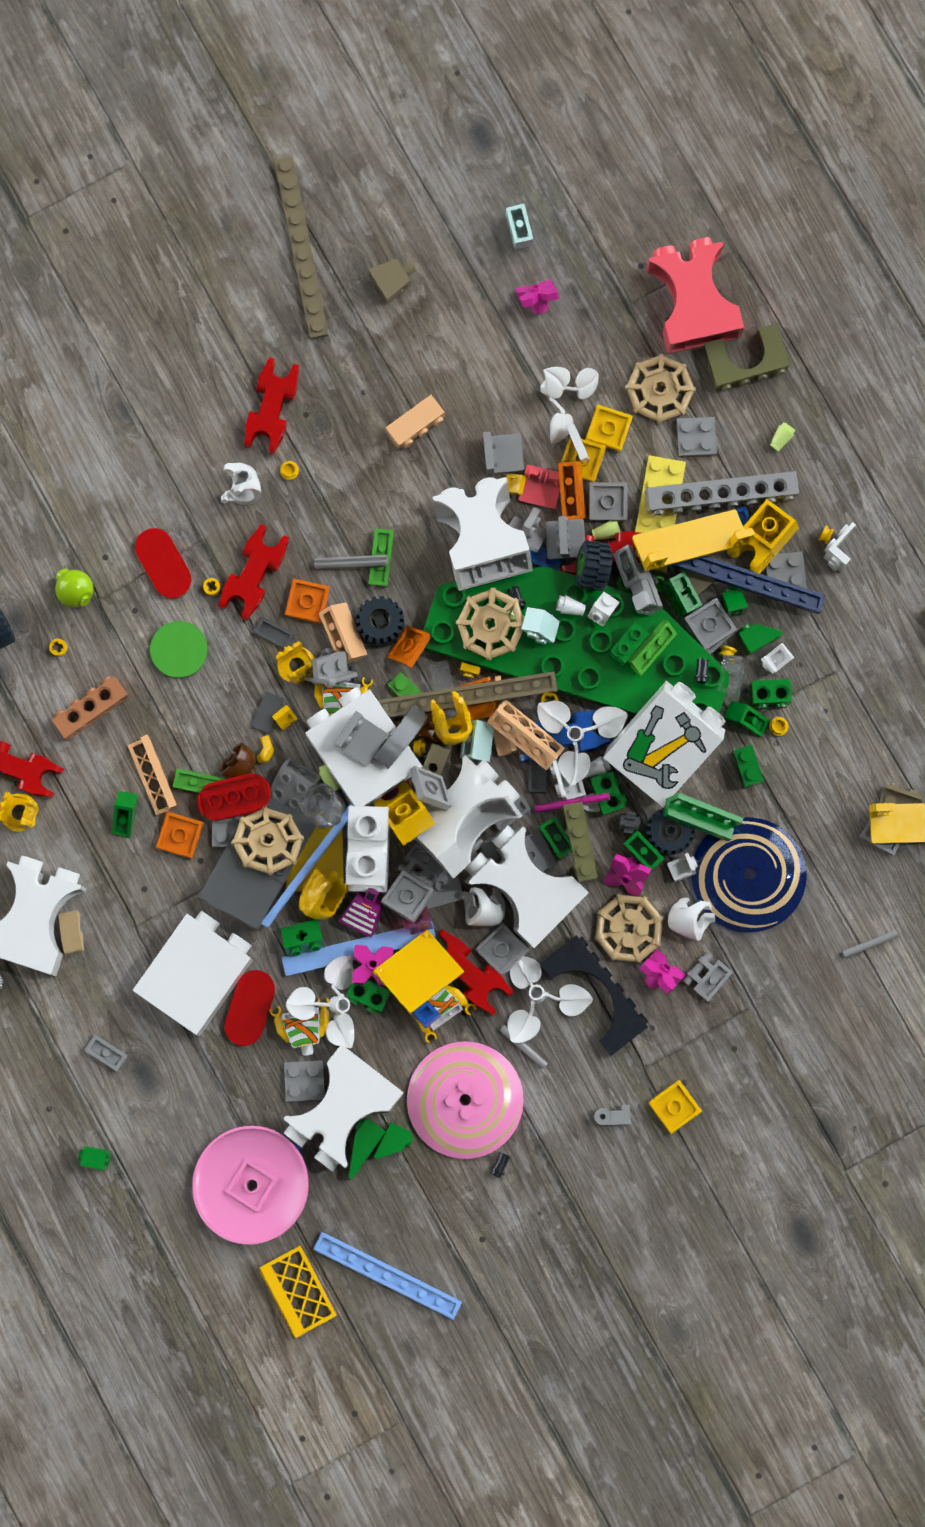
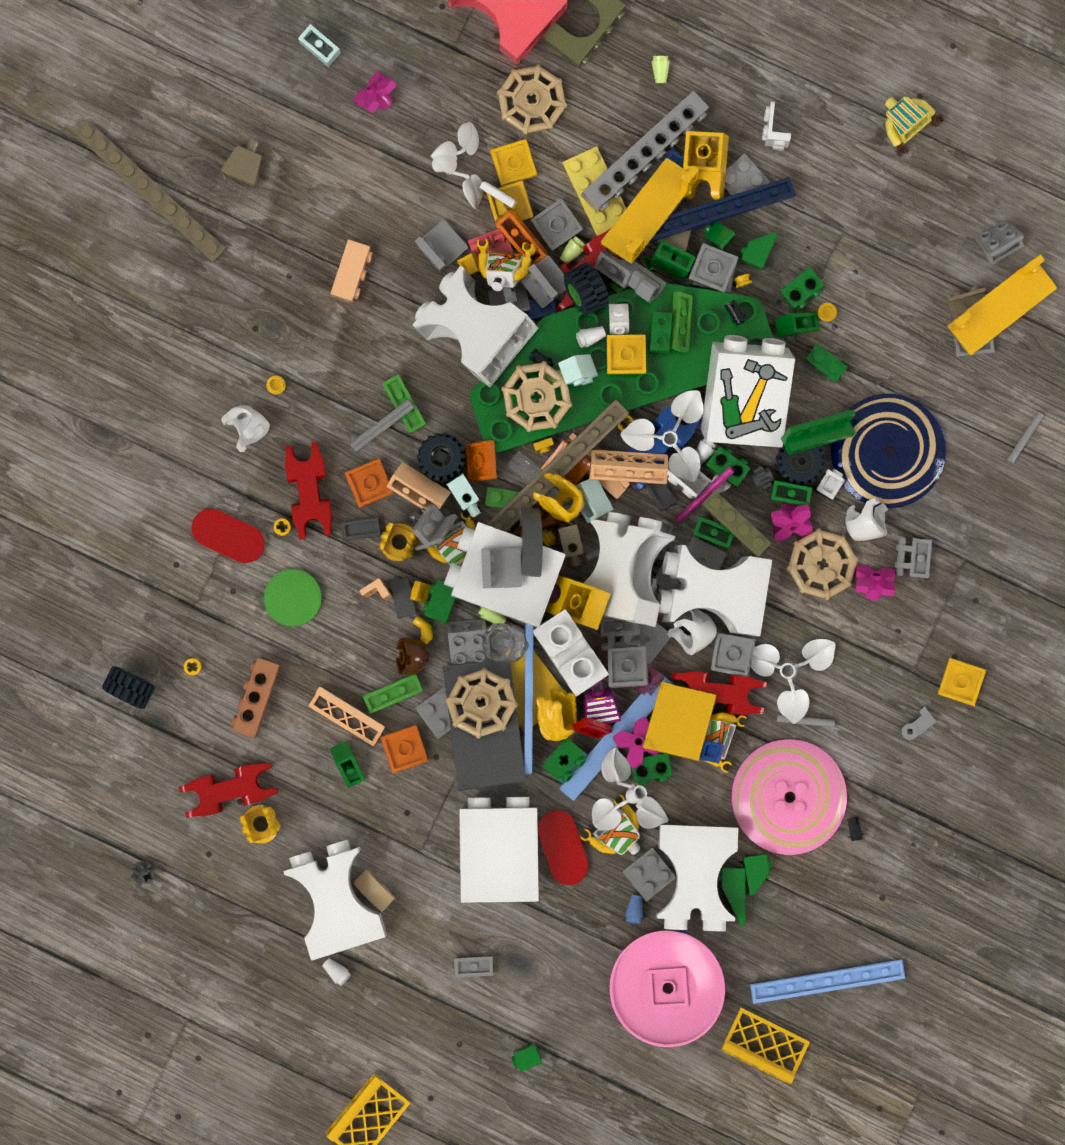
camera: 30 degrees left, 5 degrees up
(73, 588) = (170, 609): lime brick -> none
(234, 797) = (428, 686): red tile -> none
(248, 685) = (377, 585): none -> light nougat fence
(271, 1101) = (634, 911): none -> medium blue cone
(275, 392) = (217, 327): red piece -> none
(293, 738) = (440, 602): none -> green brick
(343, 926) = (592, 727): none -> red tile
(376, 655) = (458, 488): none -> light aqua torso
(430, 788) = (585, 567): light grey plate -> none
(539, 504) = (504, 268): none -> torso
(577, 958) = (874, 641): black arch -> none
(588, 641) = (626, 354): none -> yellow plate
(696, 437) = (590, 118): light grey plate -> none
(735, 667) = (759, 290): clear brick -> none
(777, 659) = (787, 257): white bracket -> none
(826, 535) = (754, 125): yellow bush -> none

